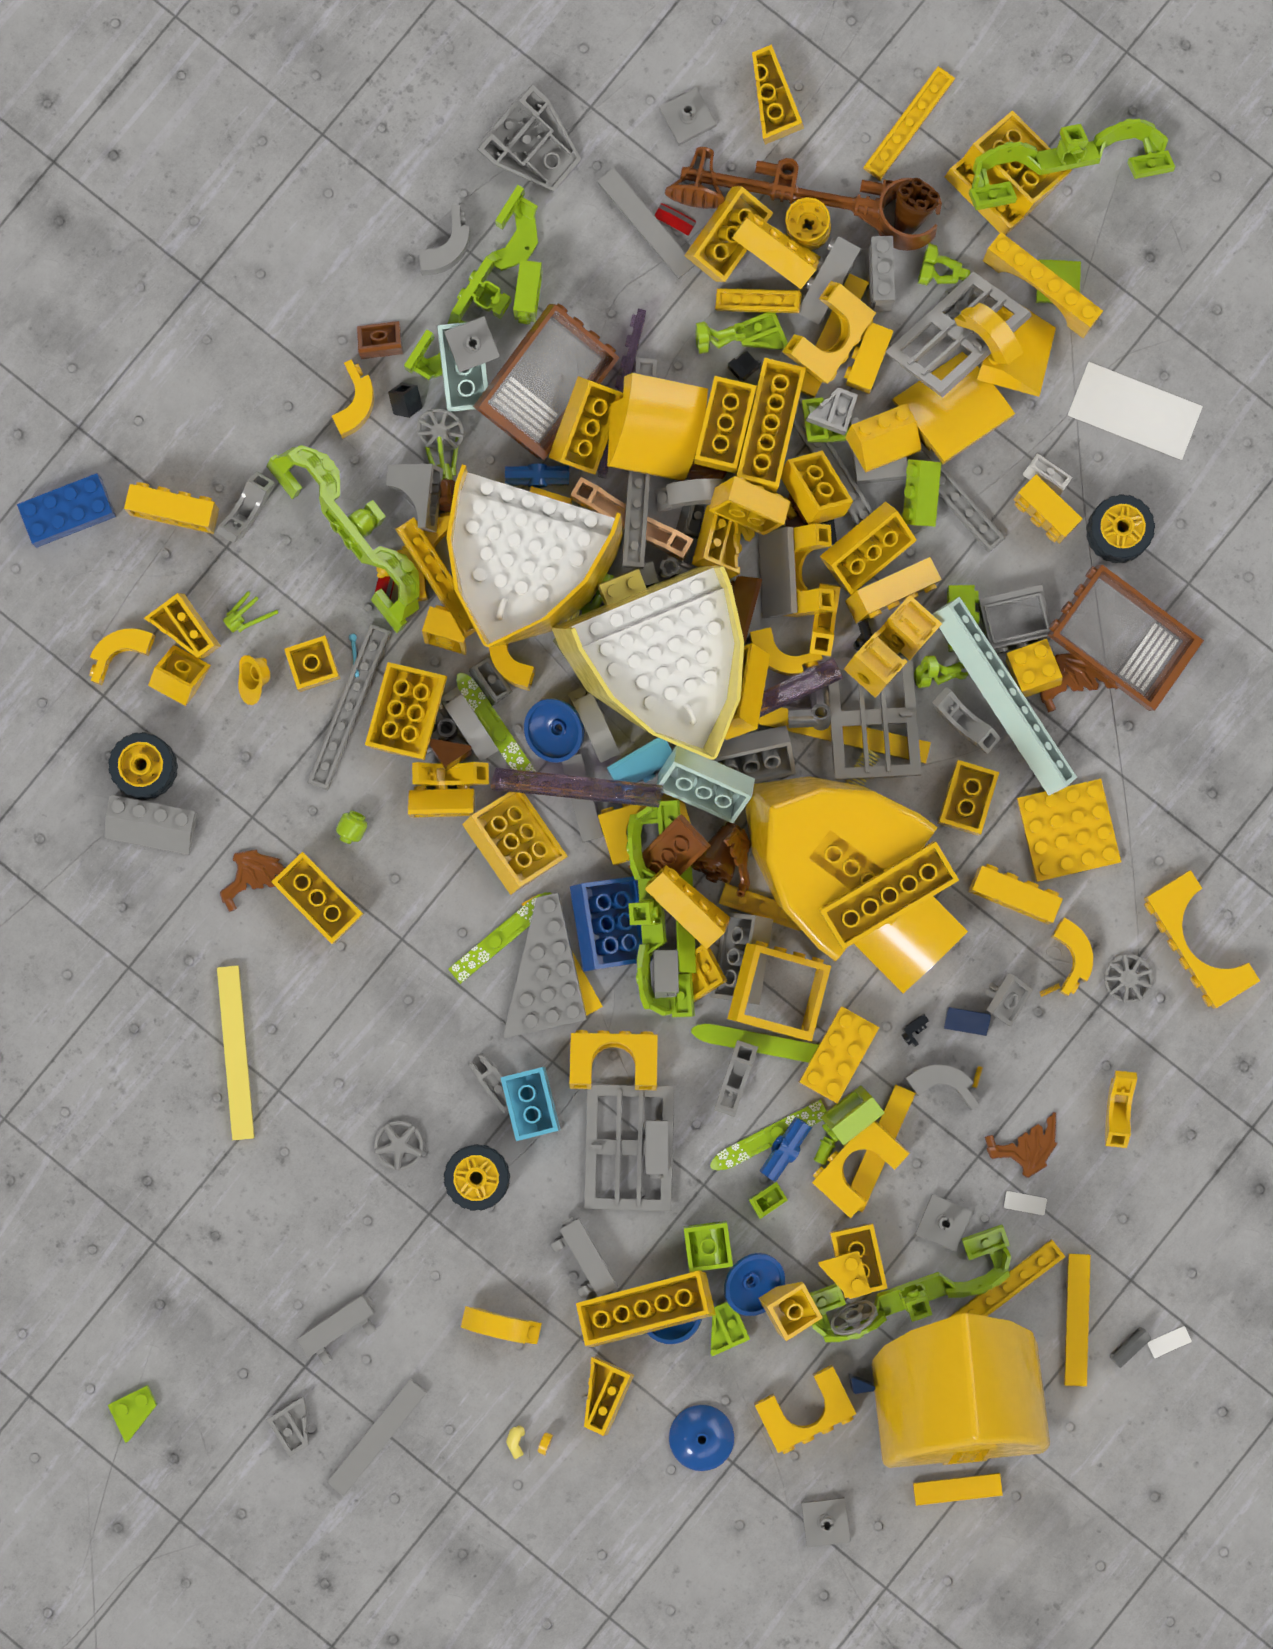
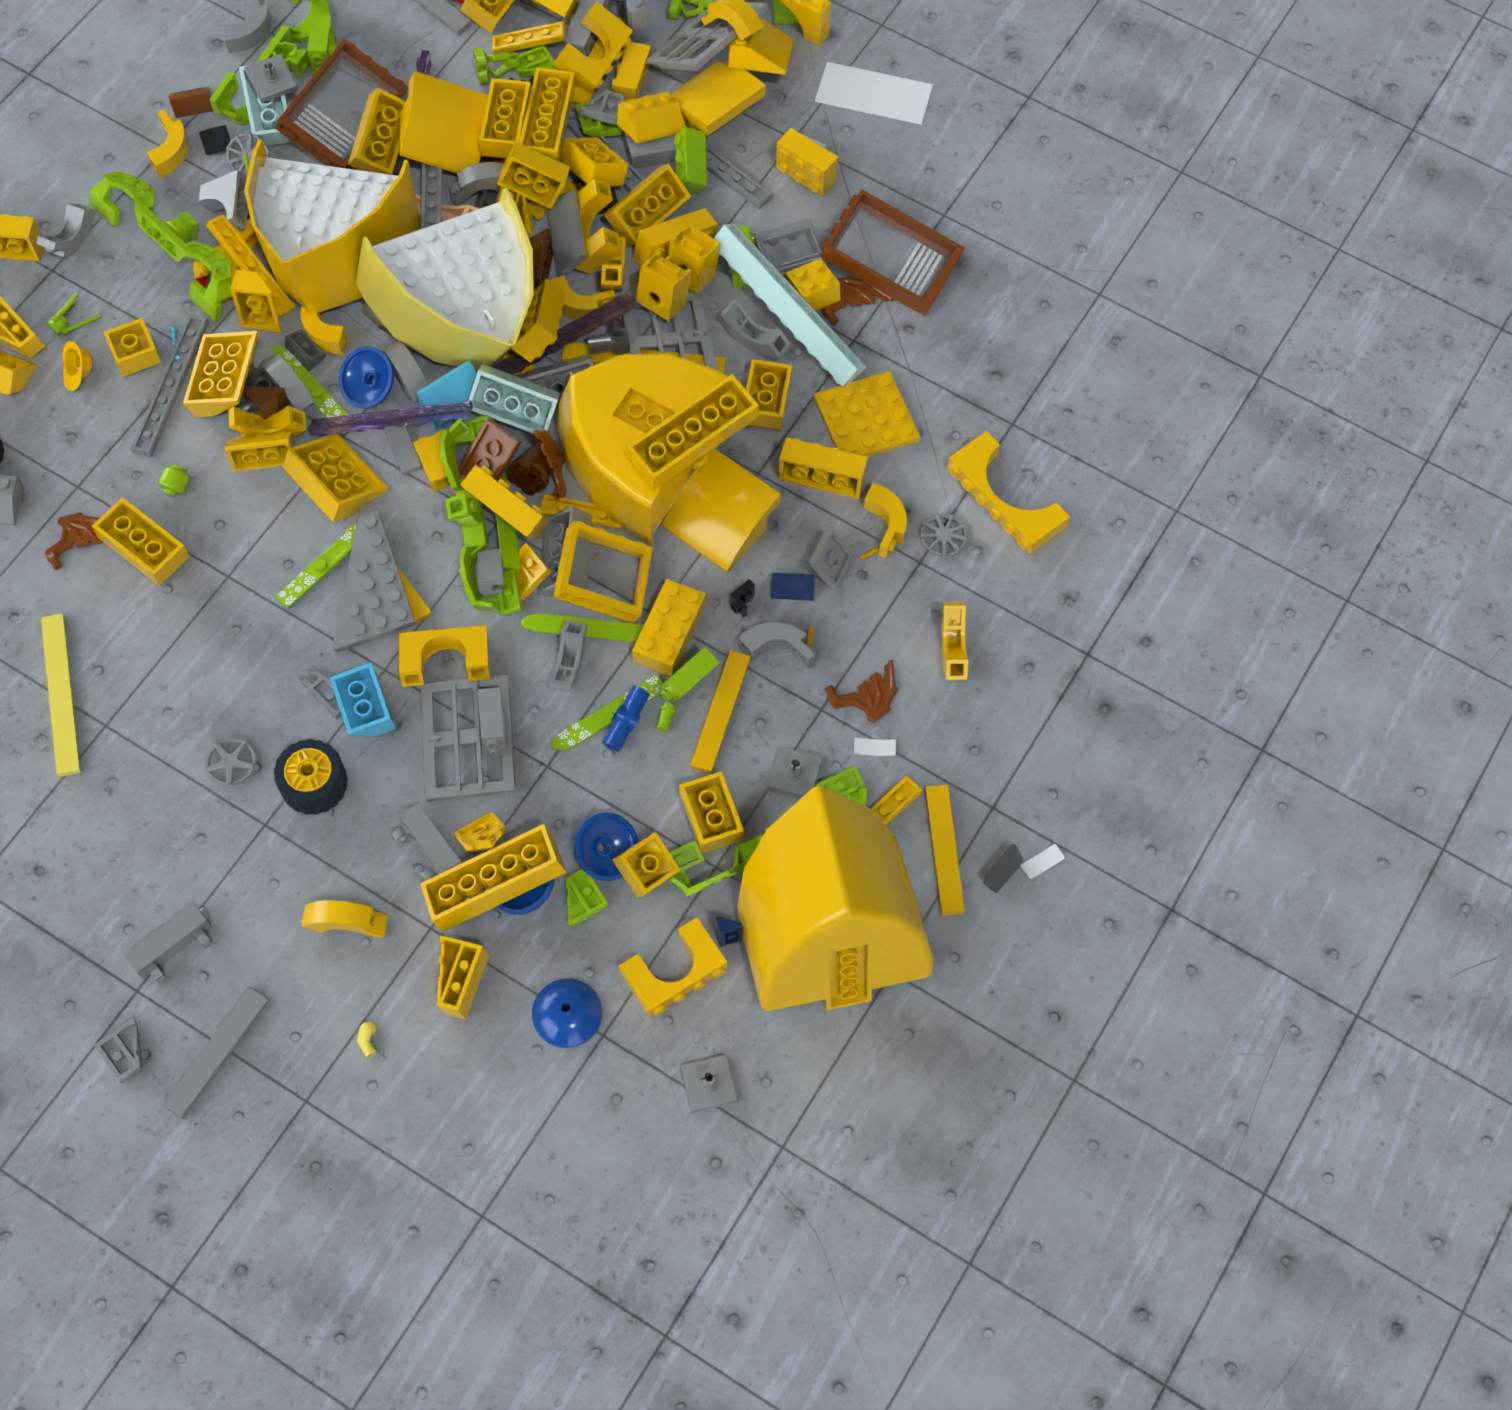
camera: 10 degrees left, 20 degrees down
(545, 1443) = (398, 1035): yellow tile -> none
(604, 922) = (427, 537): blue slope -> none
(636, 1257) = (481, 833): none -> yellow tile
(708, 1246) = (556, 808): lime brick -> none
(767, 1200) = (611, 770): lime slope -> none
(832, 1179) = (707, 696): yellow arch -> none
(847, 1273) = (701, 819): yellow wing -> none
(853, 1318) = (712, 867): light grey wheel -> none
(930, 668) = (715, 292): lime piece -> none
(957, 1489) = (845, 1032): yellow tile -> none
(1132, 517) = (875, 168): wheel -> none

